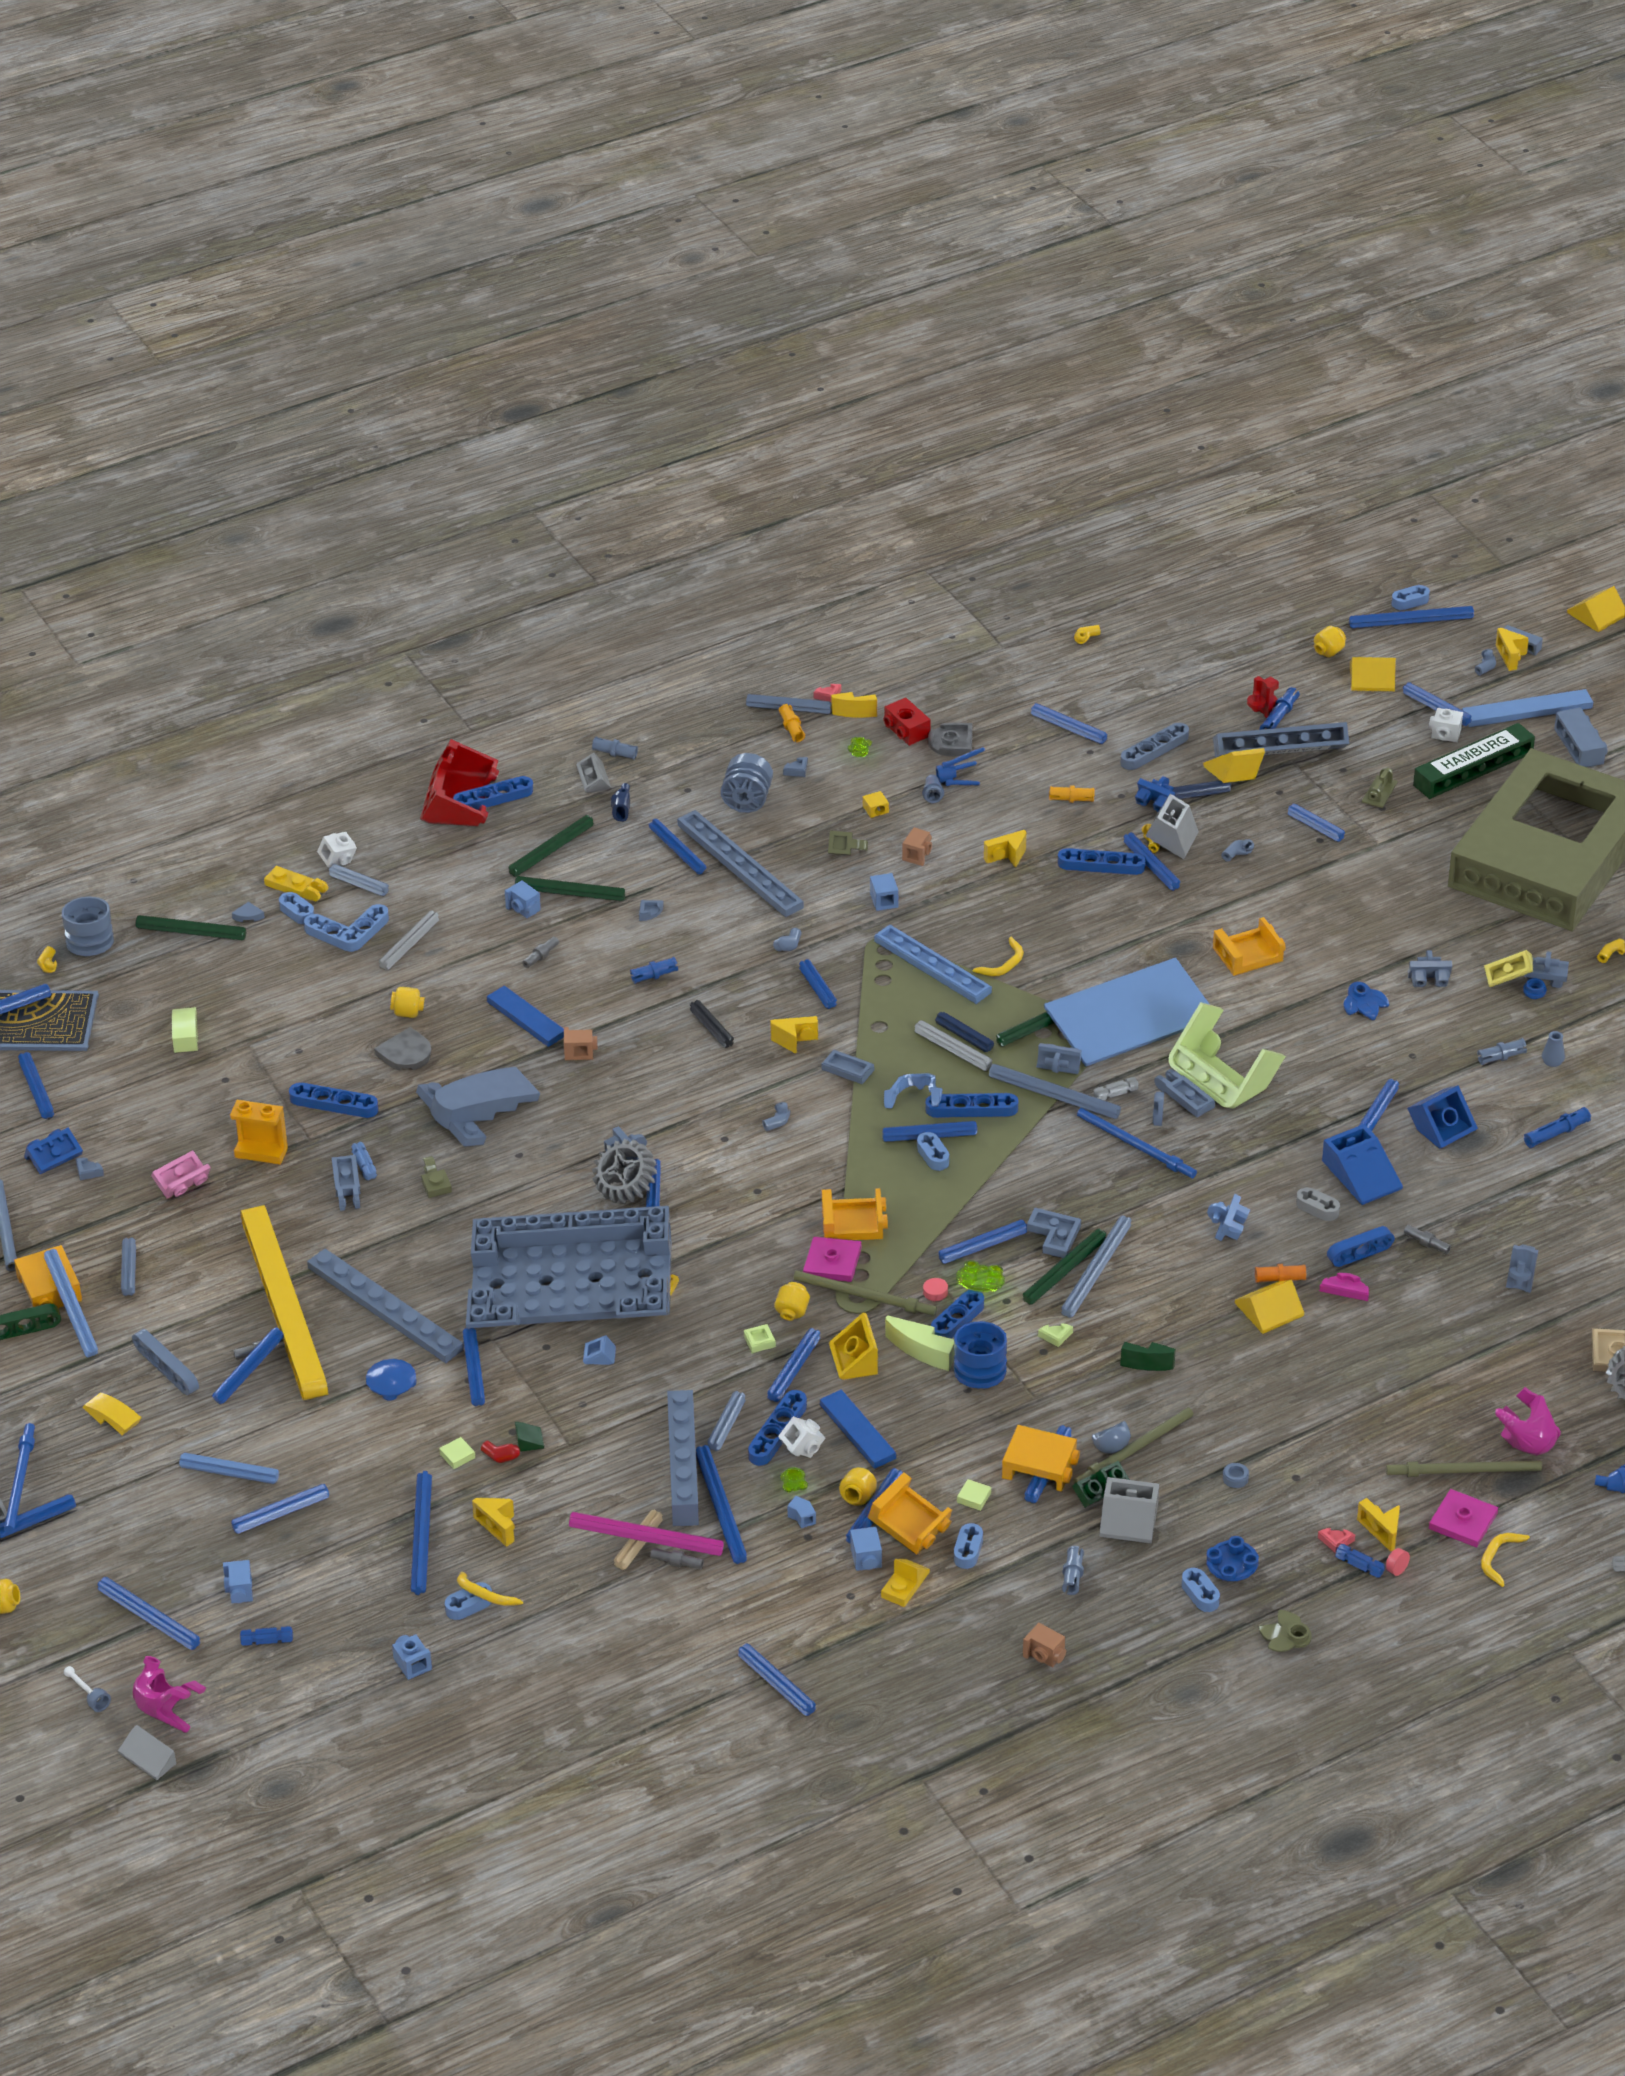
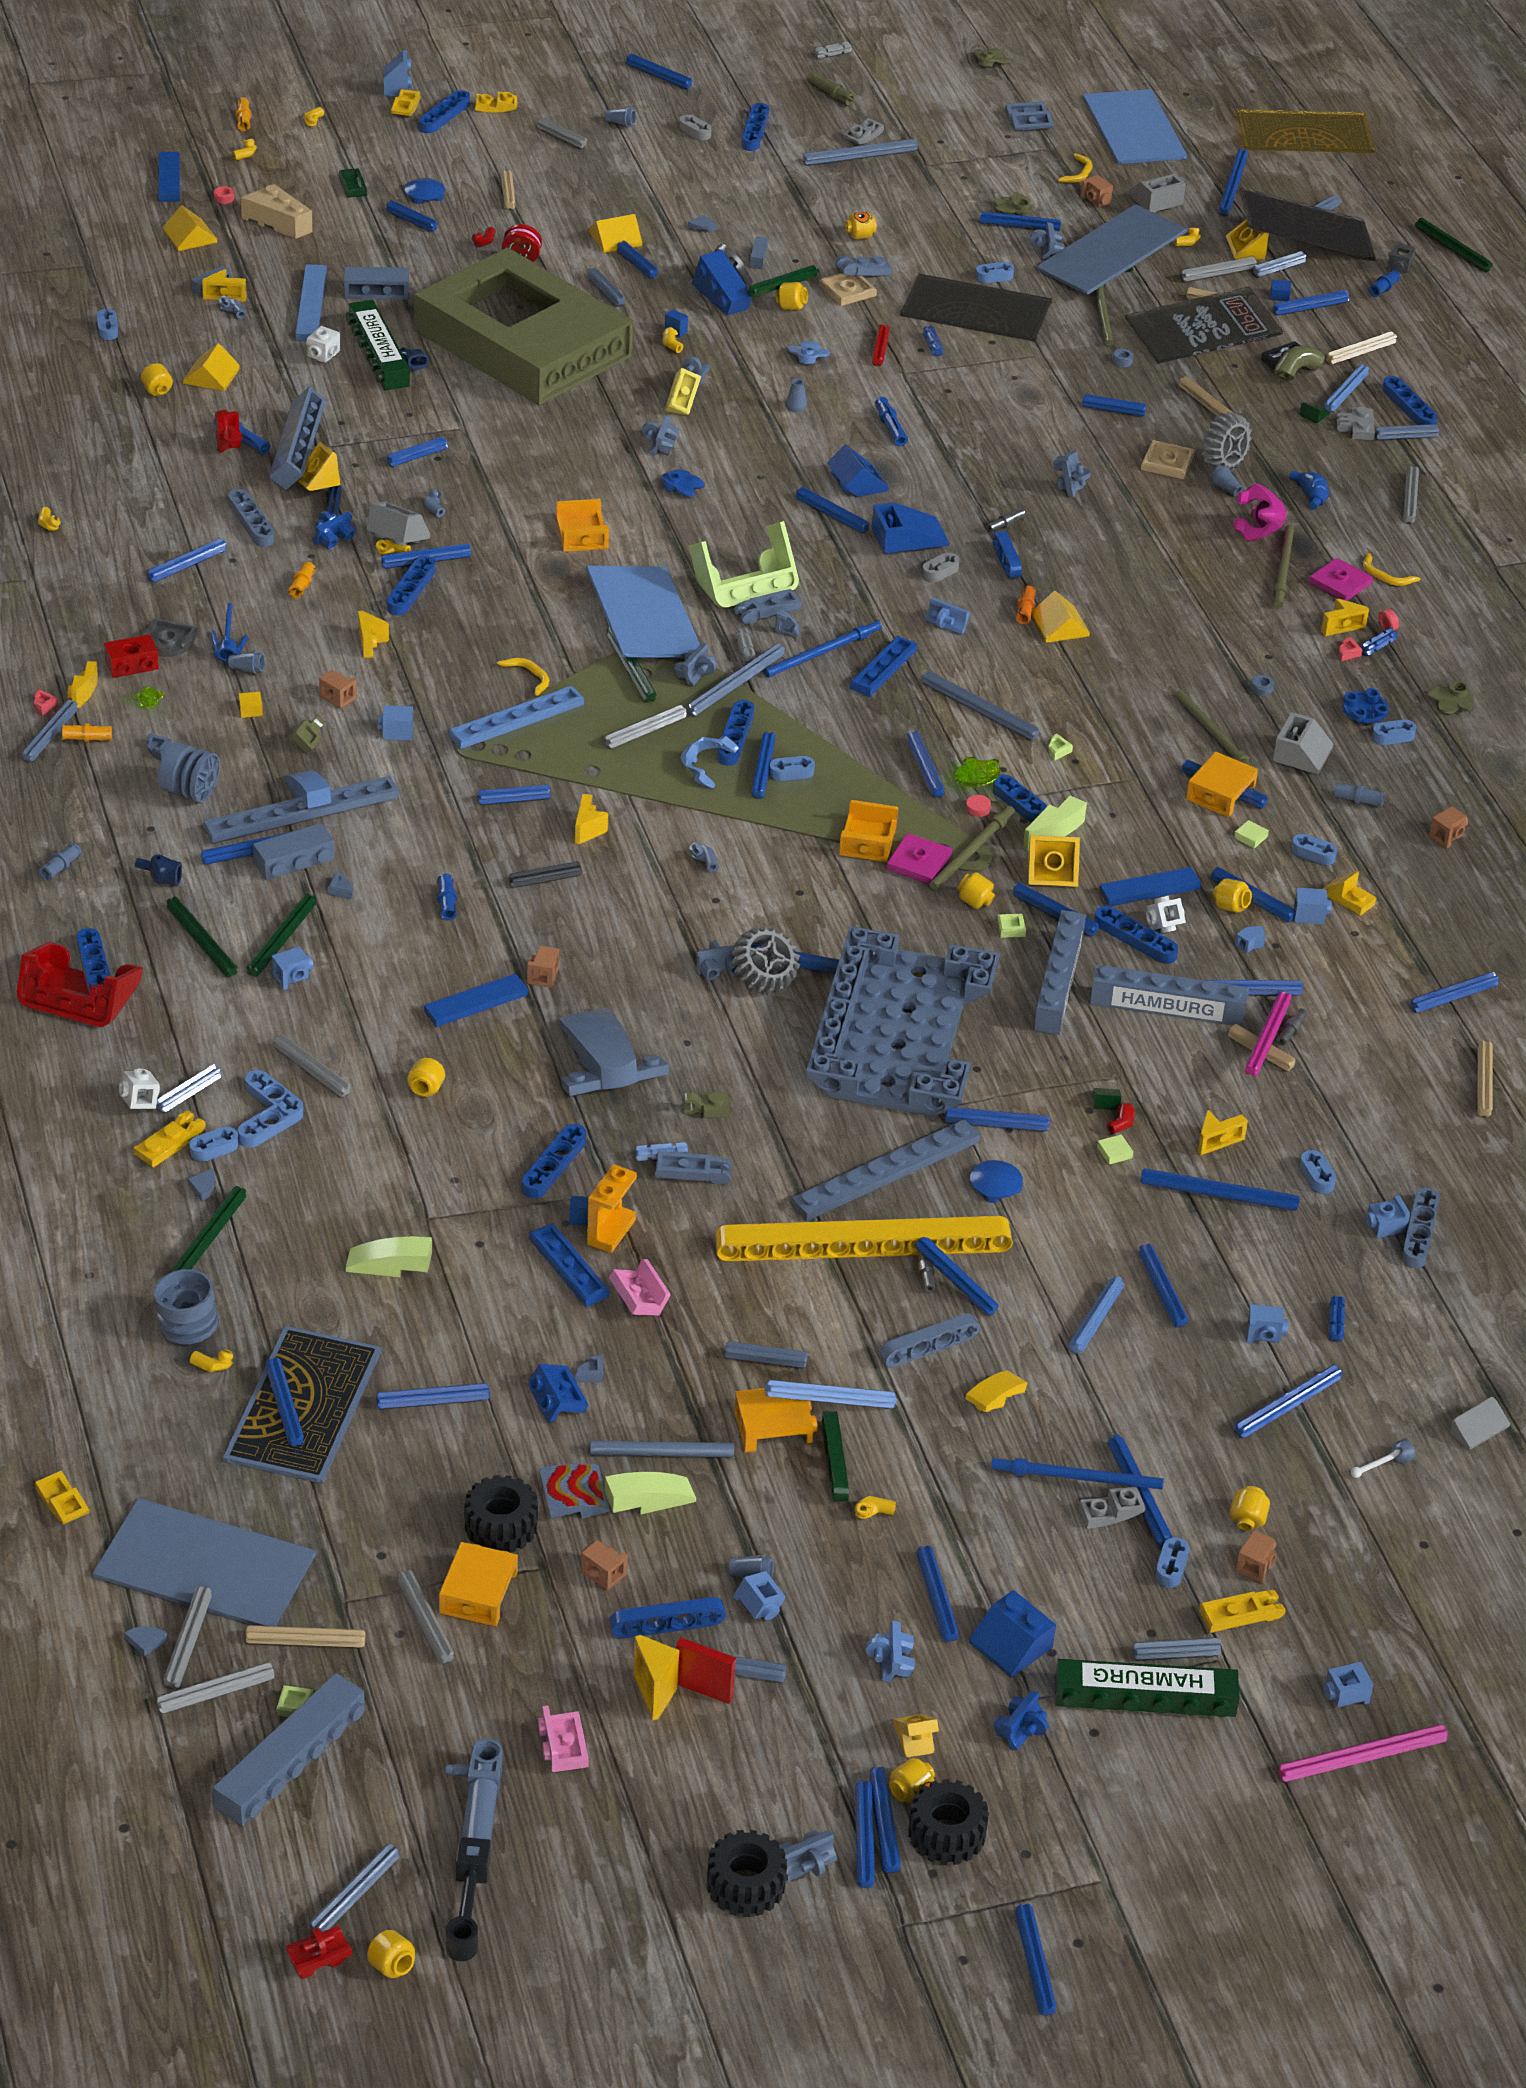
camera: 80 degrees left, 0 degrees up
(158, 1698) = (1413, 1402): dark pink piece -> none
(204, 1135) = (569, 1265): none -> blue tile
(405, 1050) = (494, 1095): flat silver tile -> none
(410, 1681) = (1420, 1227): none -> sand blue beam
(485, 1593) = (1314, 1158): yellow animal -> none
(540, 952) = (378, 972): flat silver bar -> none
(593, 774) = (91, 887): light grey slope -> none
(599, 1351) = (999, 1031): medium blue slope -> none
(648, 1715) = (1485, 1079): none -> tan axle
(677, 869) = (293, 851): none -> sand blue brick
(698, 1373) = (1060, 972): none -> sand blue brick
(726, 1421) = (1108, 959): sand blue axle -> none
(764, 855) = (309, 787): none -> medium blue slope
(788, 943) = (439, 798): sand blue arm -> none
(793, 1479) = (1208, 936): clear neon green plate -> none
(847, 1067) = (647, 799): sand blue tile -> none
(908, 1515) = (1279, 871): light orange panel -> none
(964, 1031) = (626, 717): dark blue axle -> none
(980, 1354) = (1094, 781): blue wheel -> none
(1058, 1228) = (928, 713): sand blue plate -> none
(1064, 1266) = (974, 723): dark green axle -> none
(1092, 1488) = (1261, 755): dark green slope -> none
(1112, 1439) = (1208, 736): sand blue hair -> none
(1131, 1190) = (883, 666): none -> blue tile
(1154, 1358) = (1110, 700): dark green slope -> none
(1345, 1285) = (1048, 576): dark pink tile -> none
(1380, 789) = (389, 405): olive hinge -> none
(1410, 617) = (138, 331): blue axle -> none
(1432, 701) = (276, 347): blue axle -> none
(1465, 786) = (415, 358): none -> dark blue piece
(1502, 1051) = (783, 425): sand blue pin -> none
(1534, 988) = (706, 390): blue plate -> none
(1596, 1398) = (1225, 480): none -> sand blue cone

